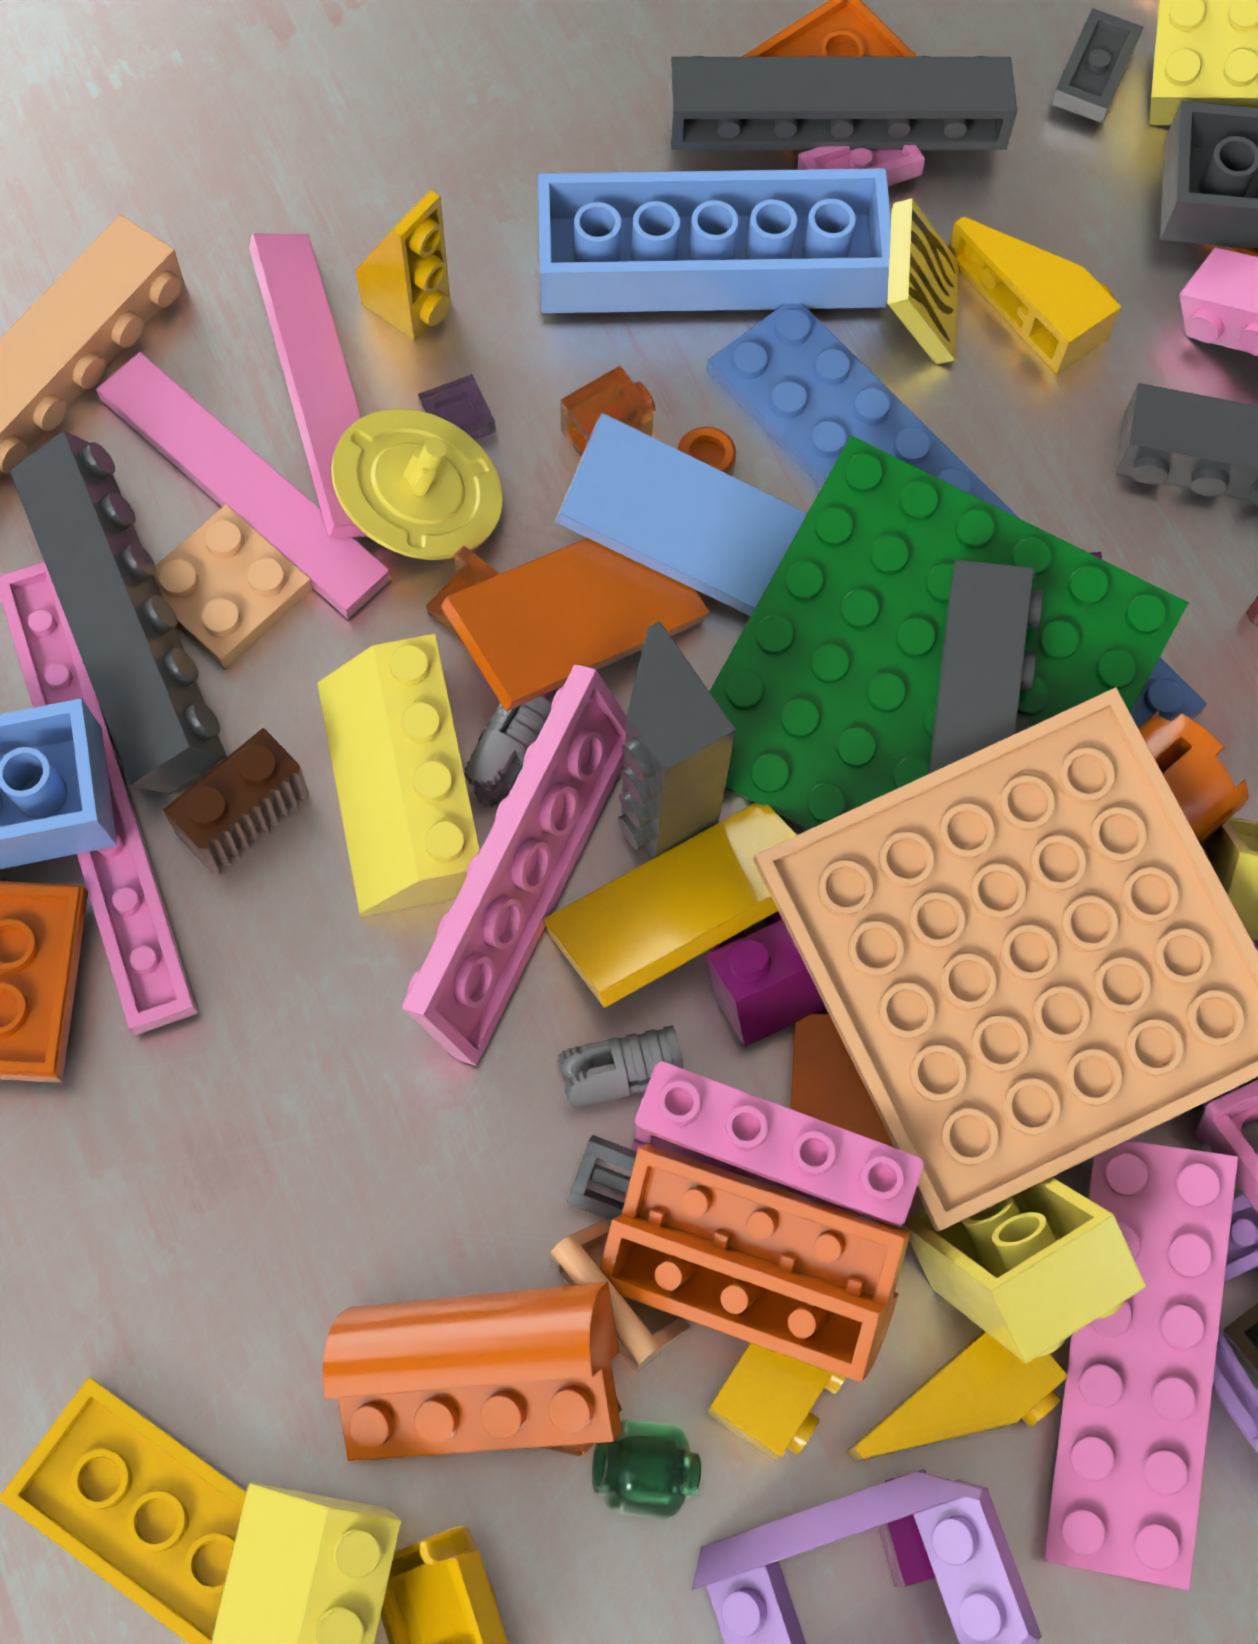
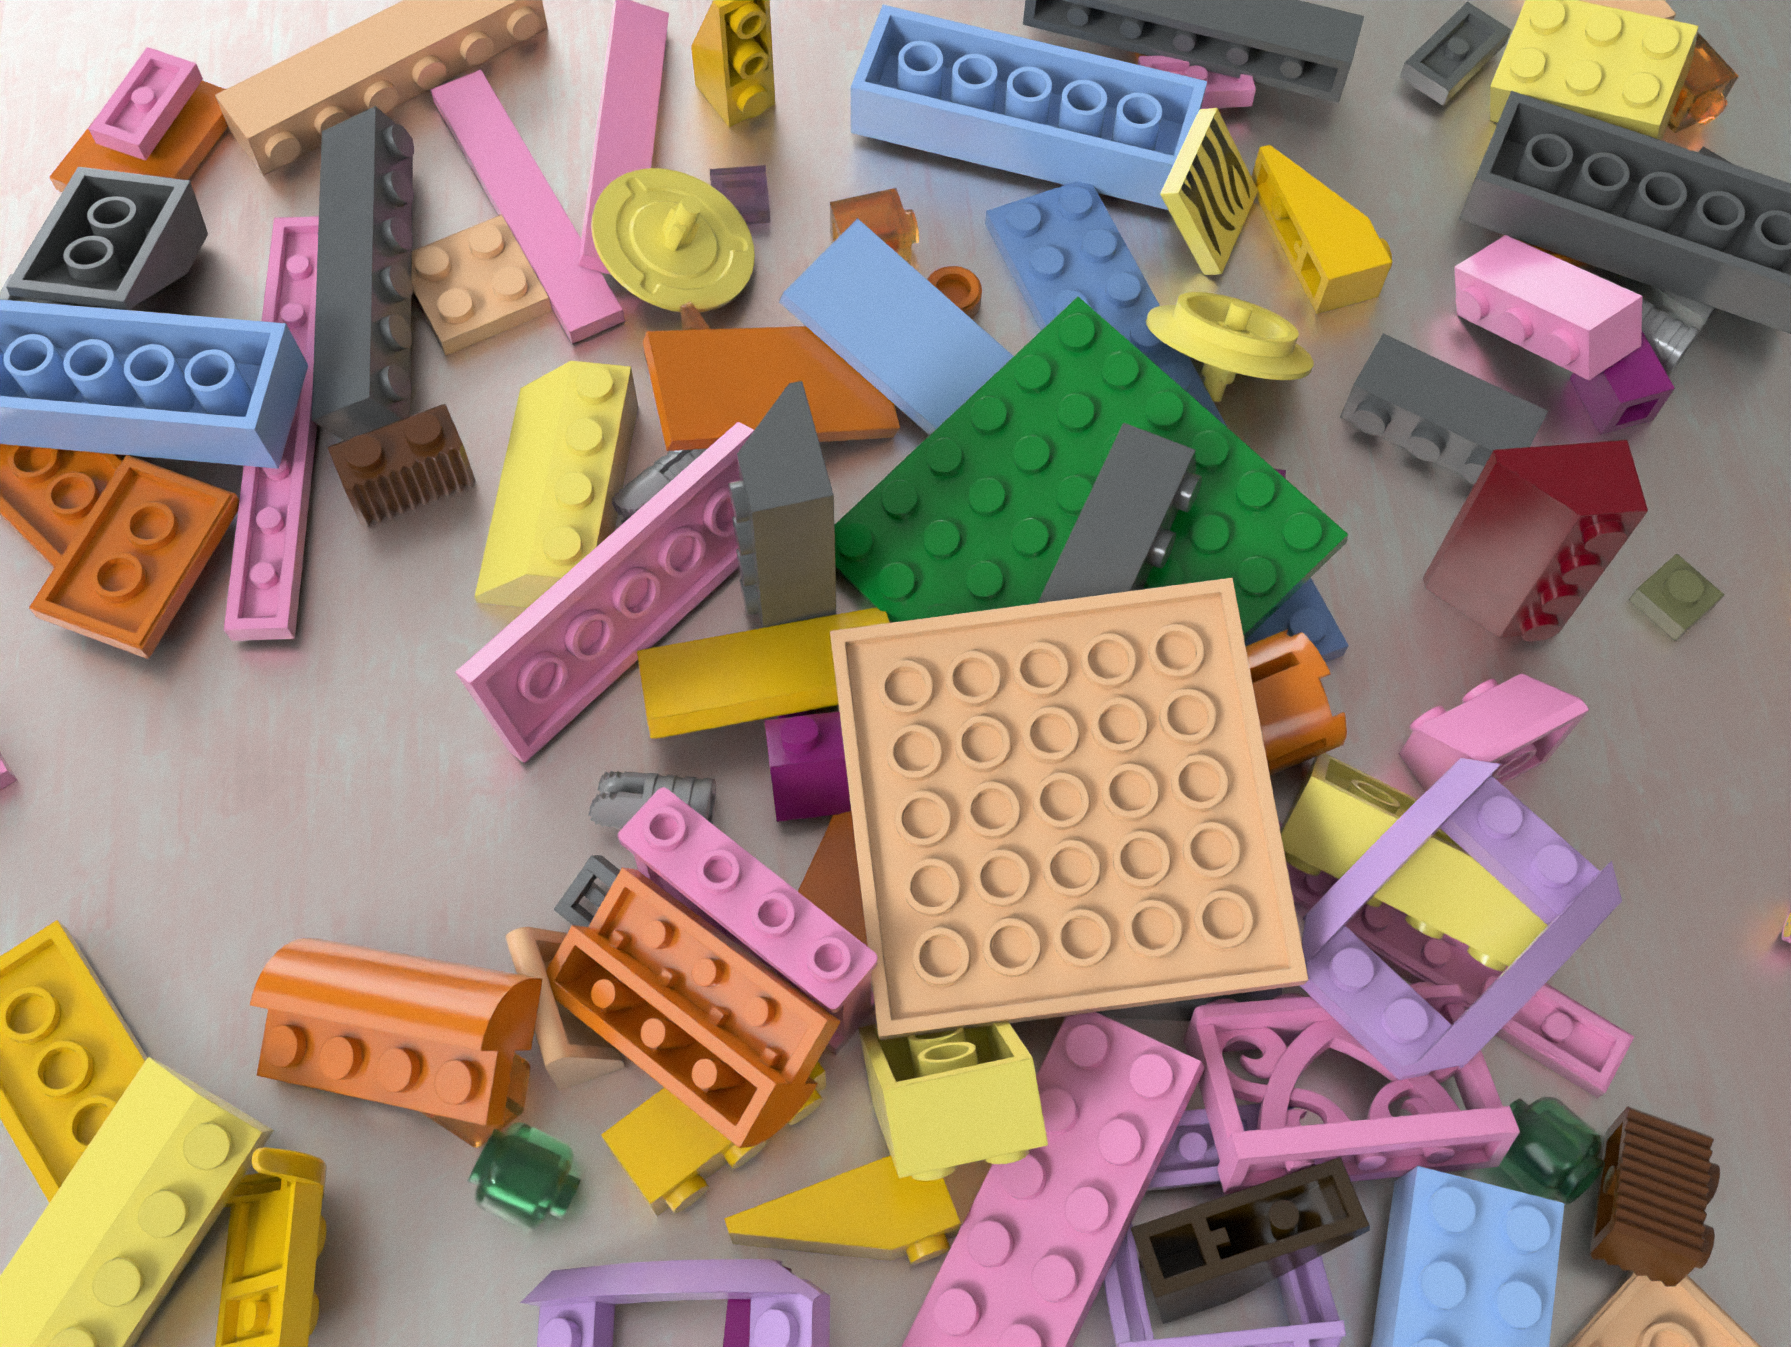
camera: 20 degrees right, 5 degrees down
(998, 430) = (1230, 339): none -> light yellow piece

